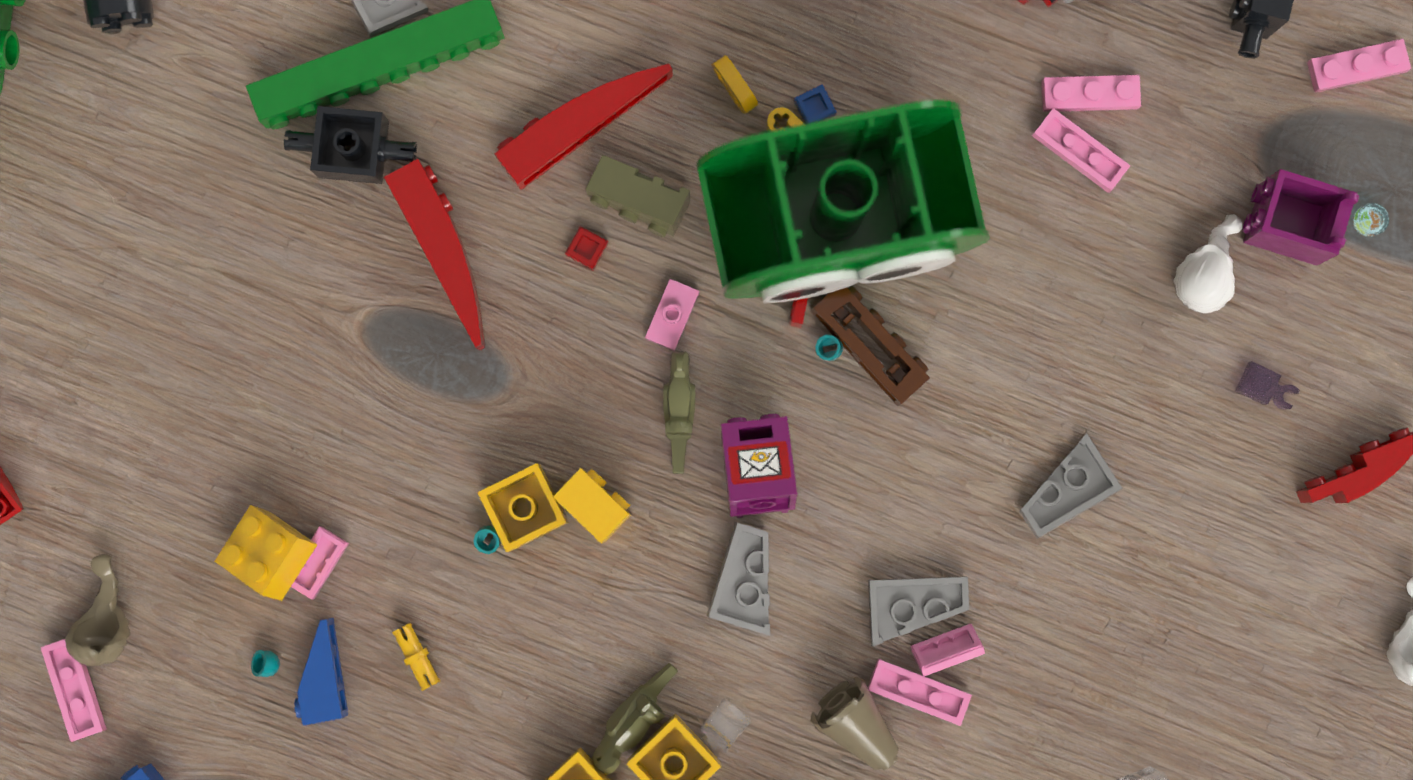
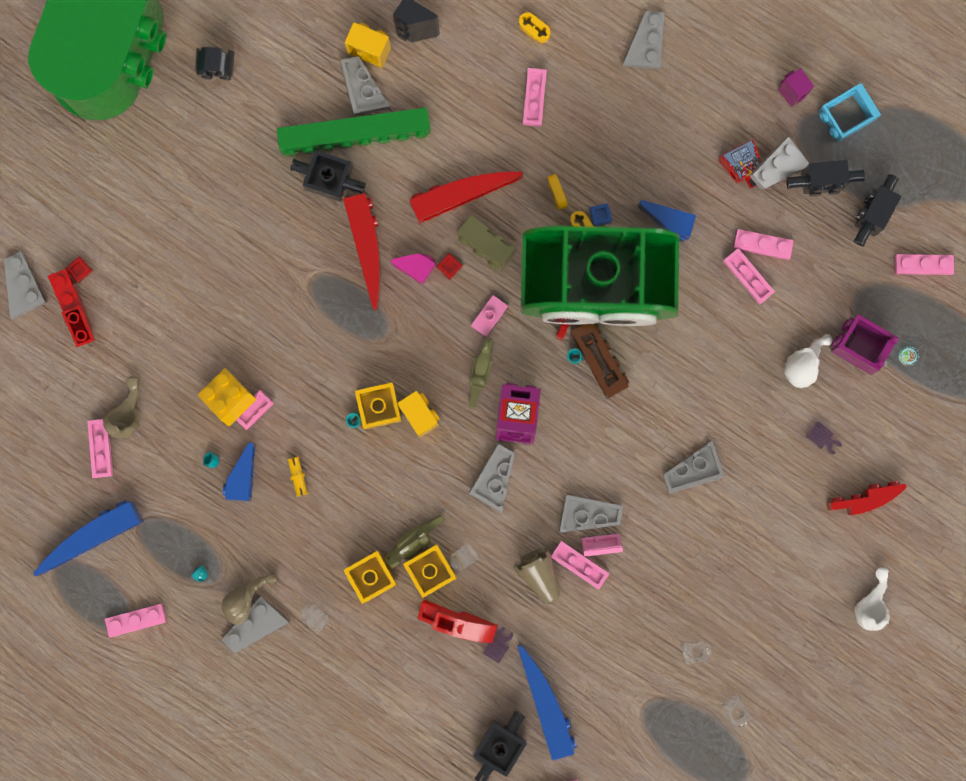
camera: 20 degrees right, 0 degrees up
(530, 261) = (415, 266): none -> dark pink slope
(928, 83) = (669, 218): none -> blue slope

